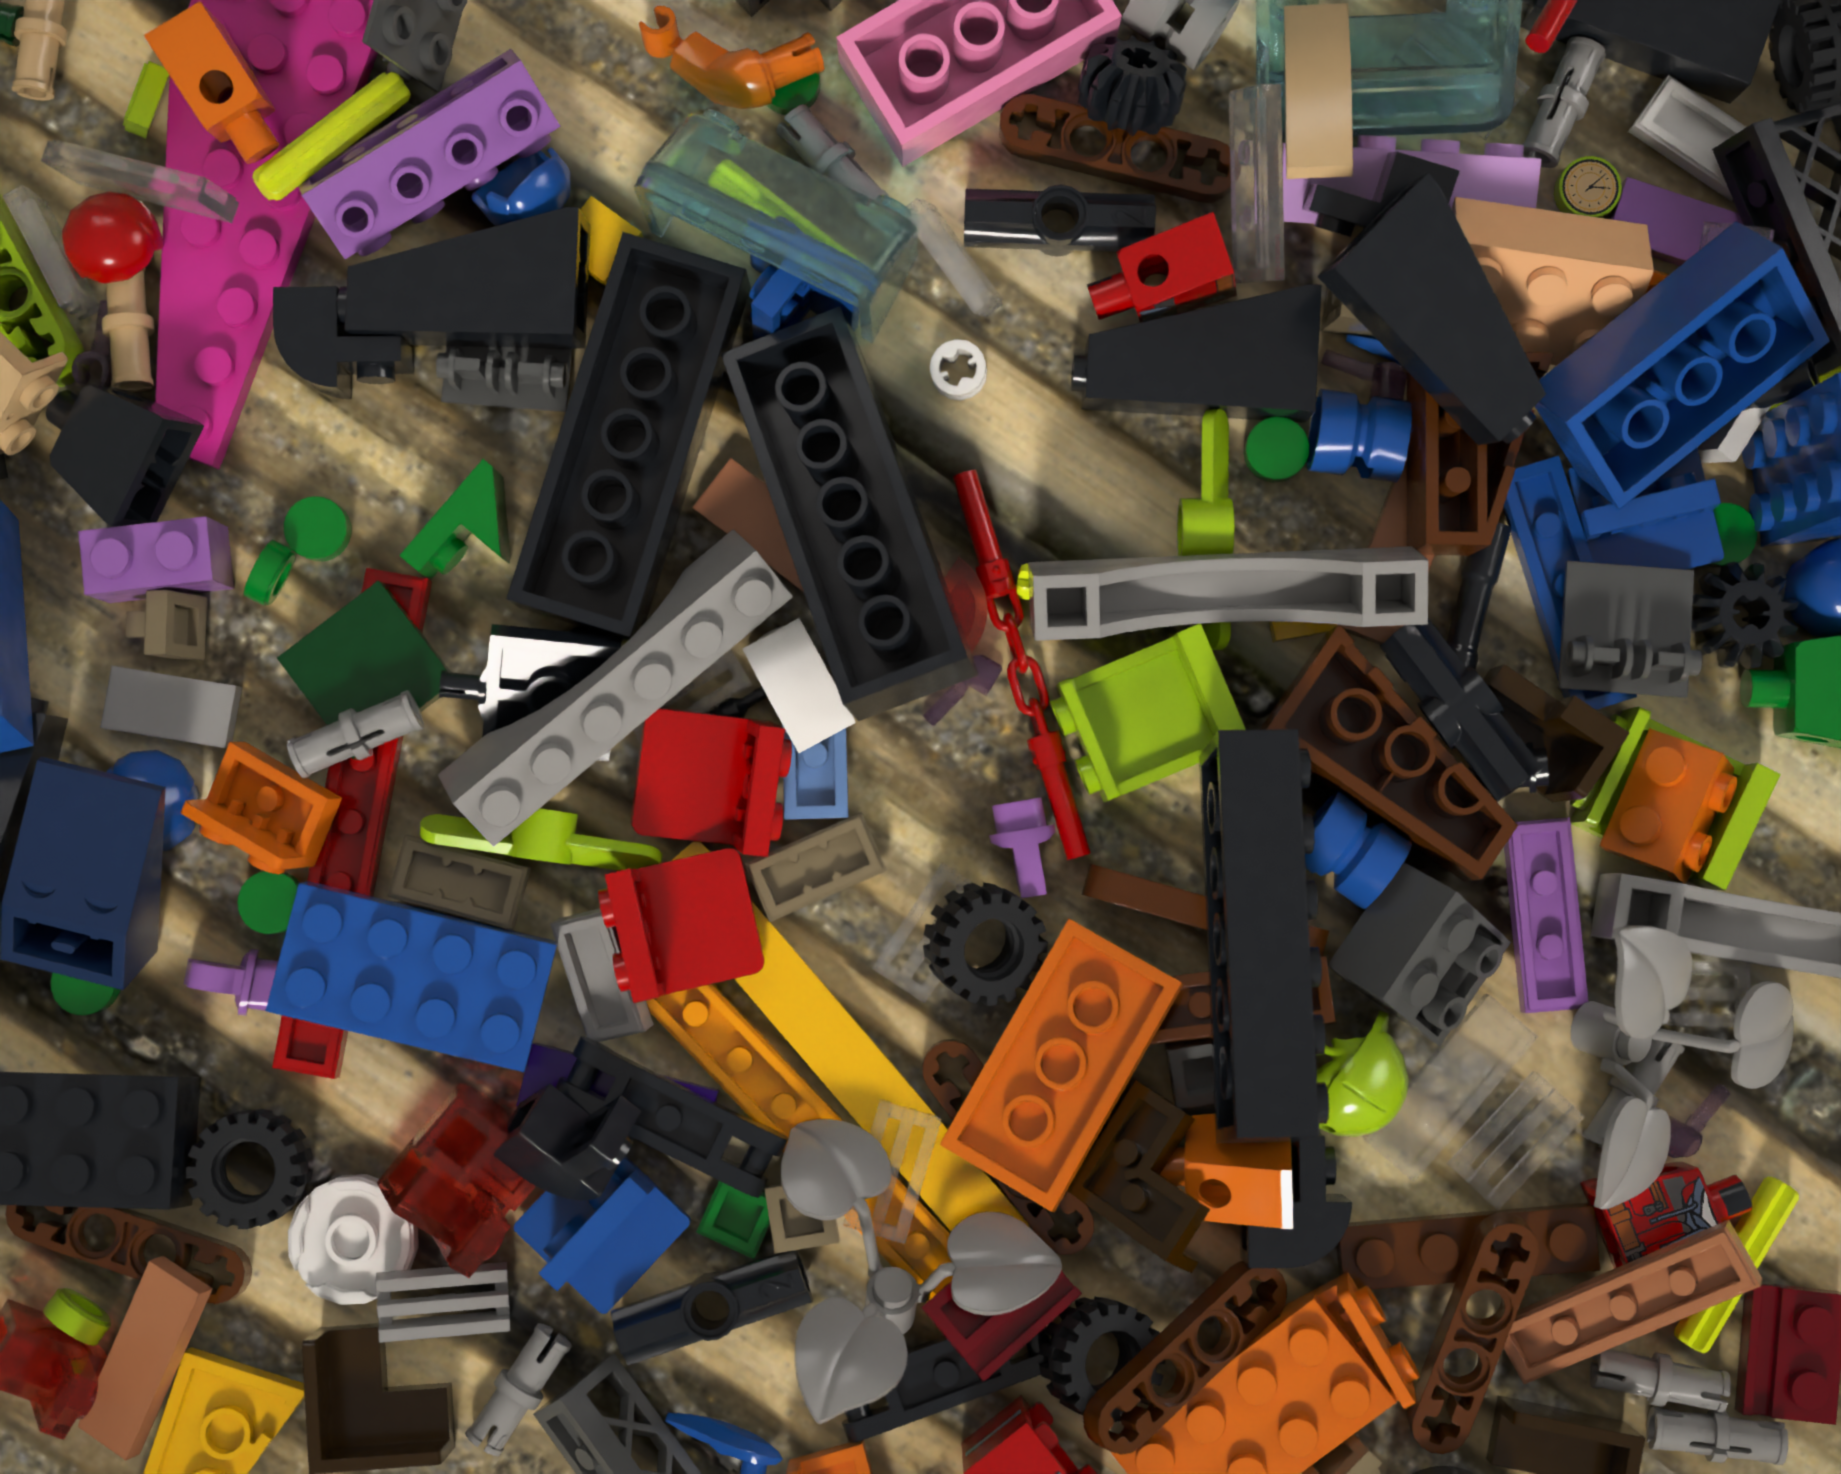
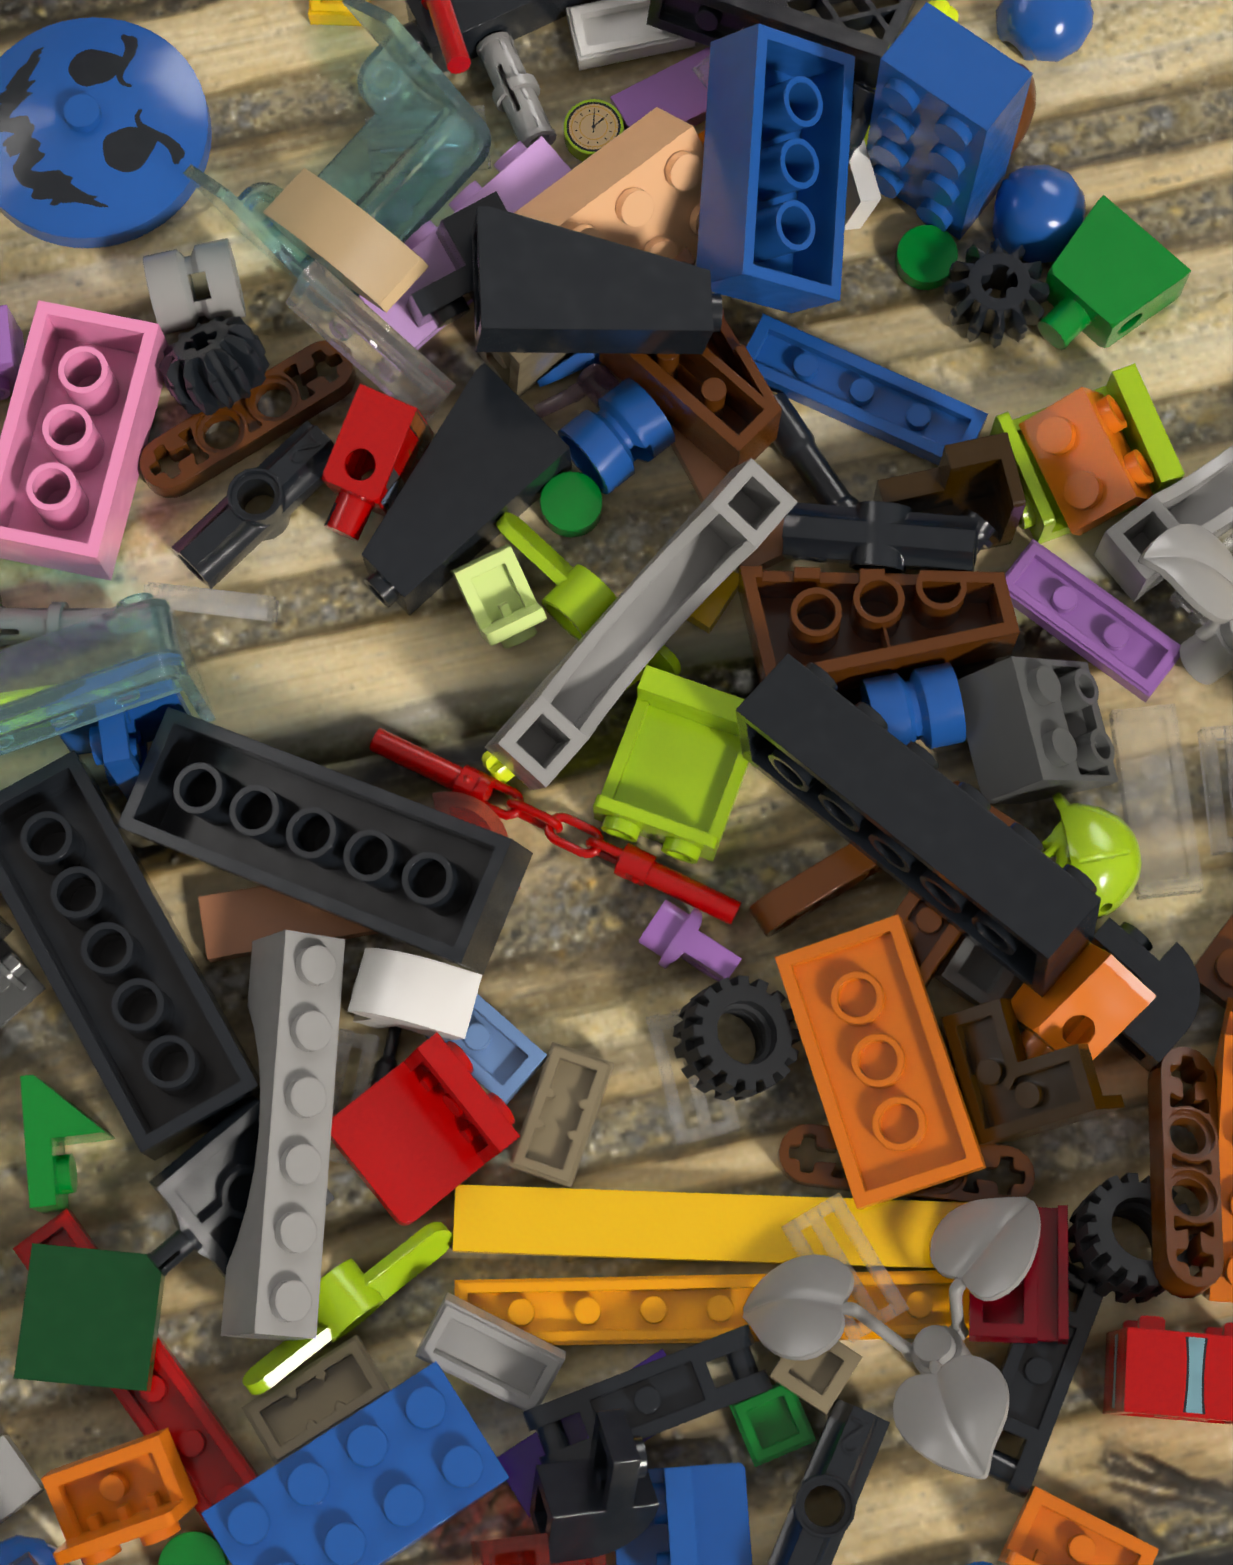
camera: 45 degrees left, 10 degrees down
(355, 734) = (130, 1368): light grey pin -> none
(682, 924) = (511, 1250): red bracket -> none
(949, 353) = (277, 671): white bush -> none
(988, 674) = (538, 867): hand -> none
(1153, 466) = (499, 597): none -> yellowish green bracket
(1627, 630) = (933, 376): dark grey hinge -> none
(1660, 527) = (880, 294): blue bracket -> none

